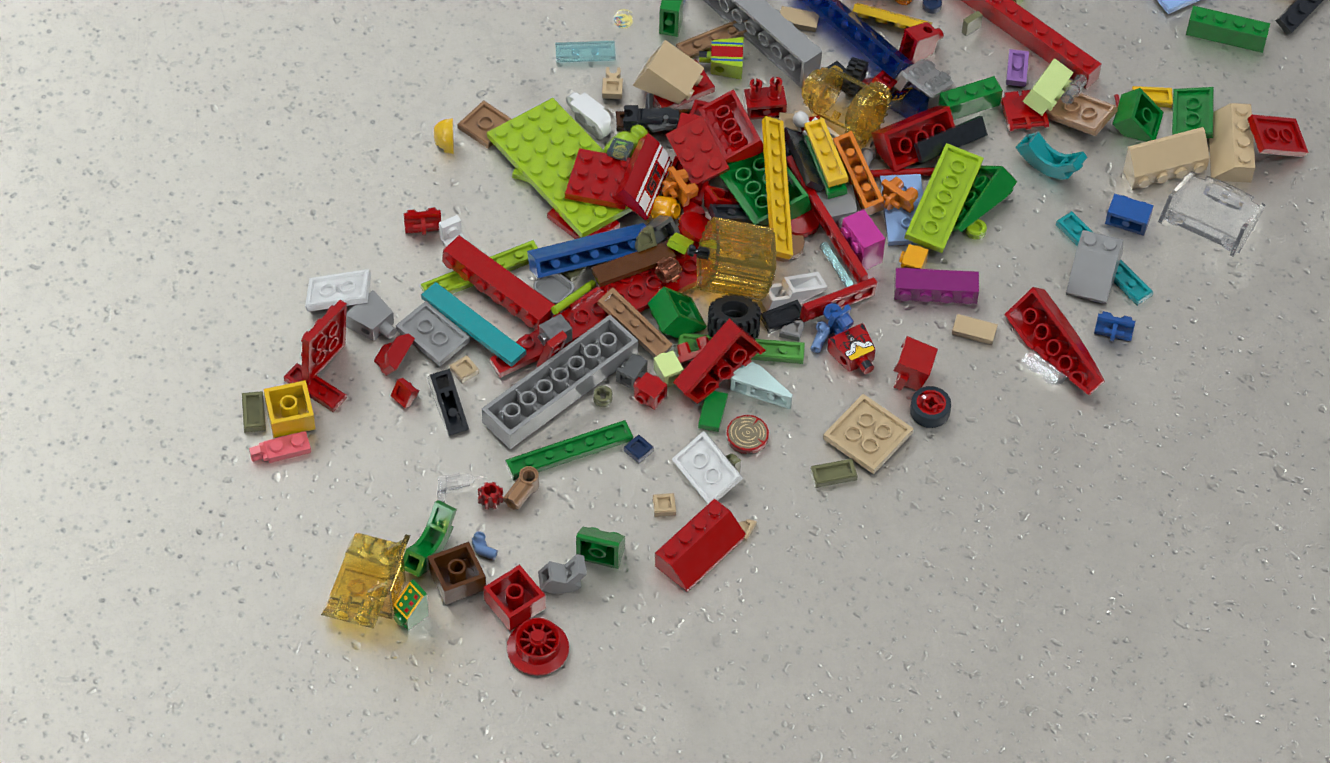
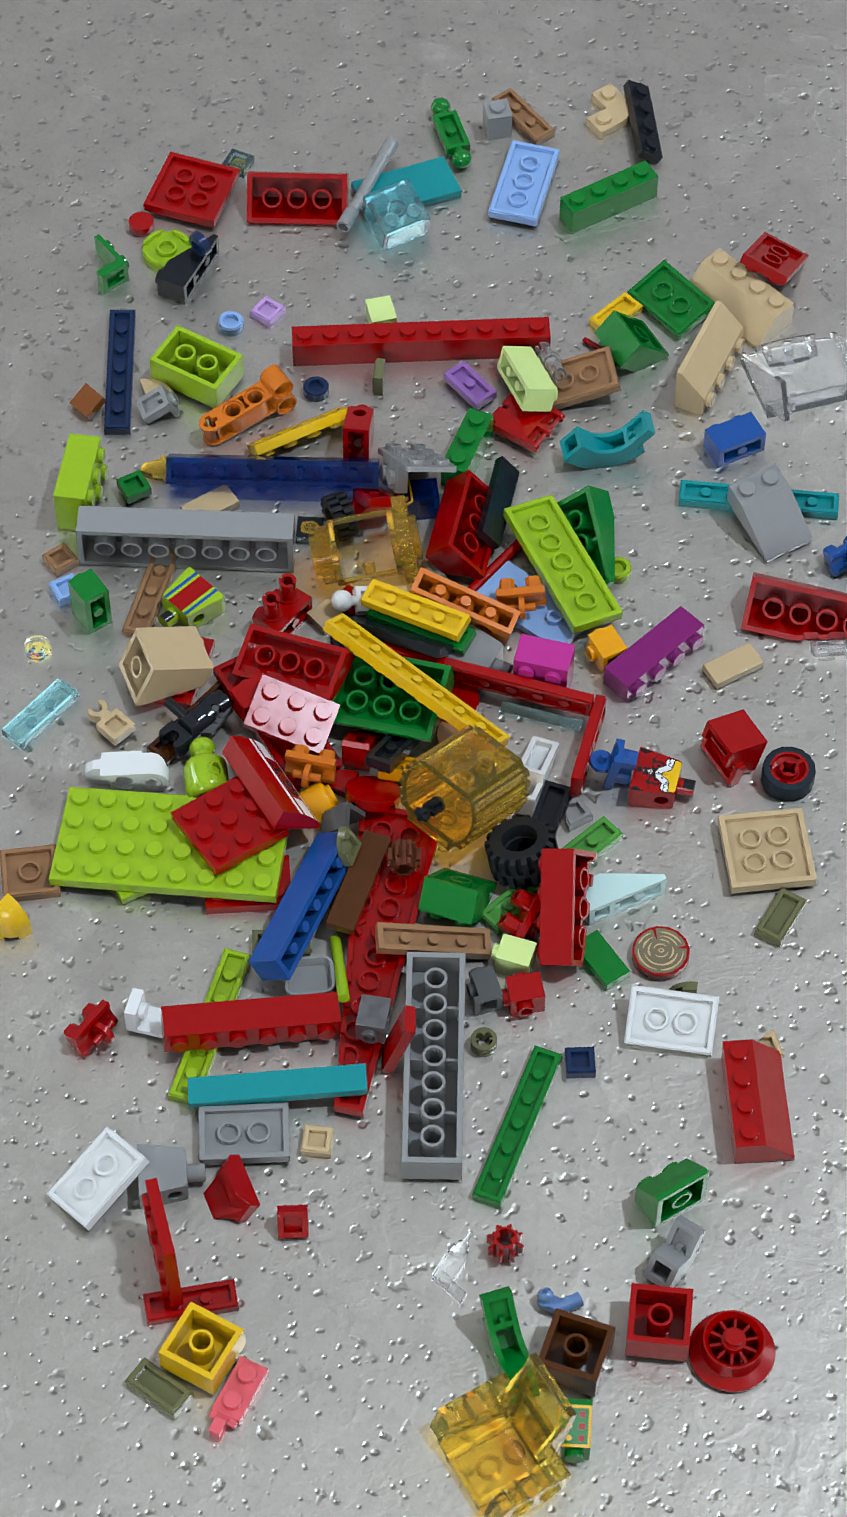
camera: 45 degrees left, 0 degrees up
(448, 401) = (345, 1188): black slope -> none
(522, 489) = (526, 1207): medium nougat piece -> none
(620, 149) = (217, 776): clear light blue tile -> none
(664, 505) = (670, 1094): tan tile -> none
(679, 243) = (381, 821): lime tile -> none
(822, 332) = (610, 796): medium blue arm -> none

